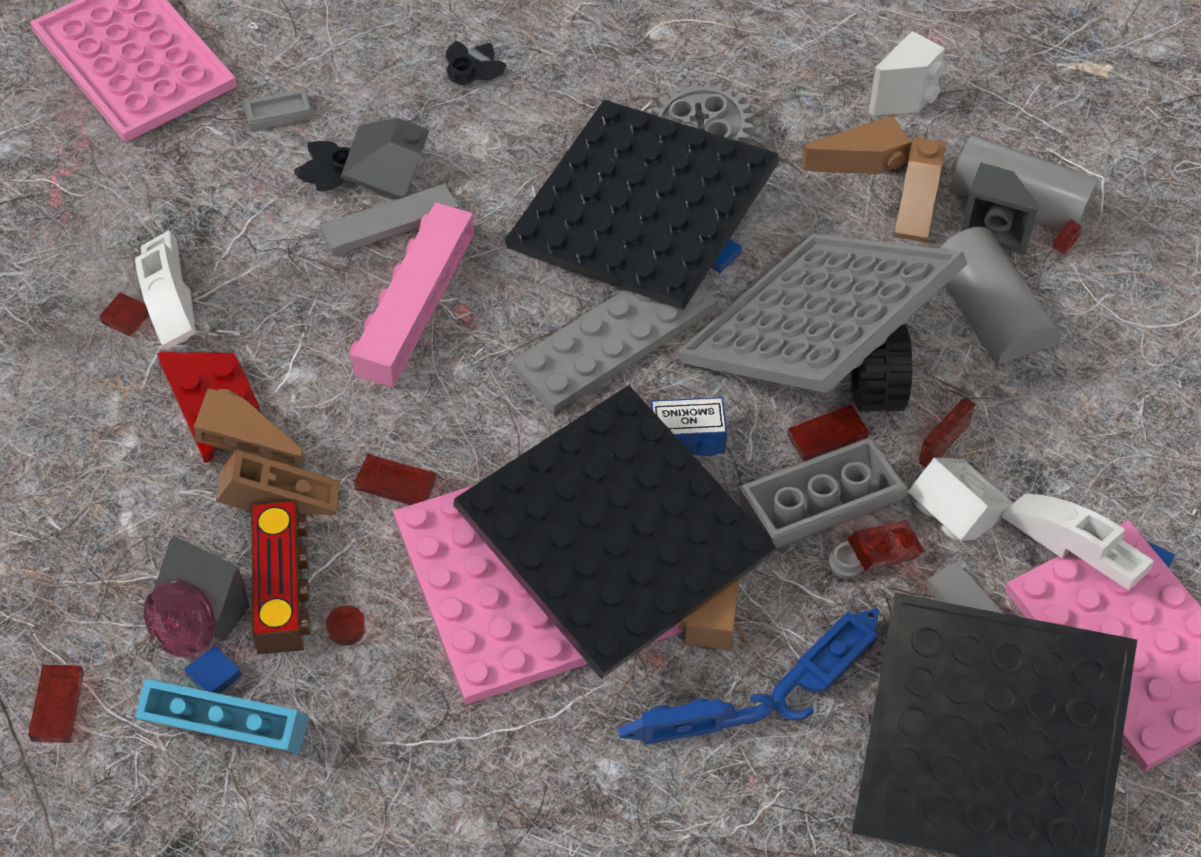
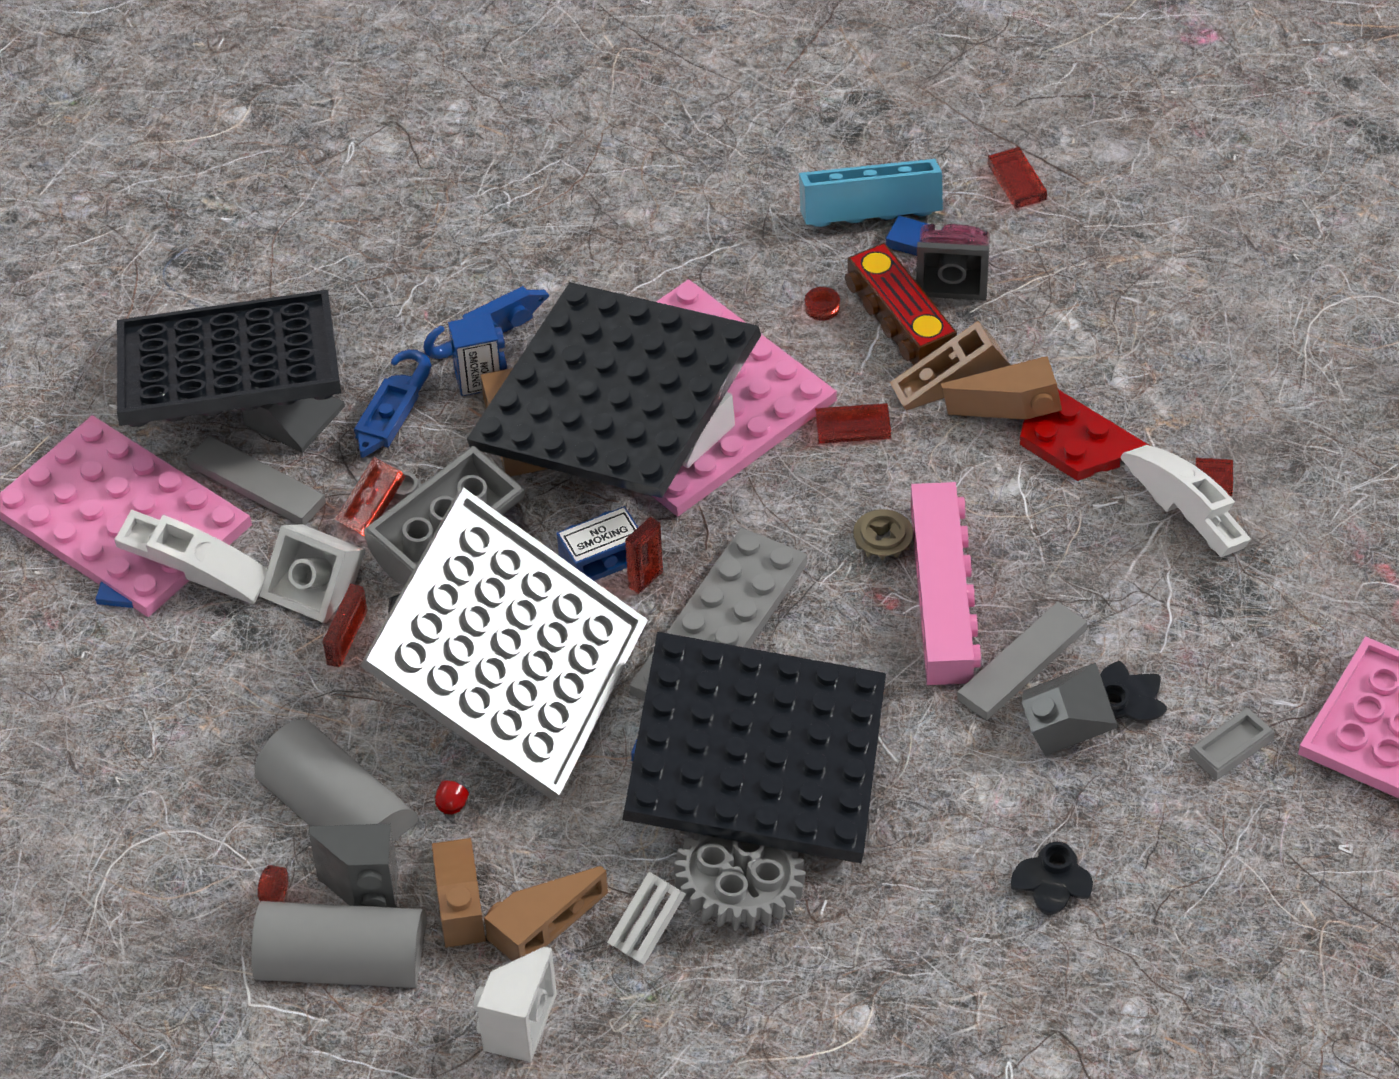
camera: 160 degrees right, 5 degrees down
(438, 348) = (879, 522): none -> dark tan gear
(659, 378) = (644, 555): none -> clear red tile
(726, 655) = (475, 351): none -> brick
(784, 116) = (633, 912): none -> white tile

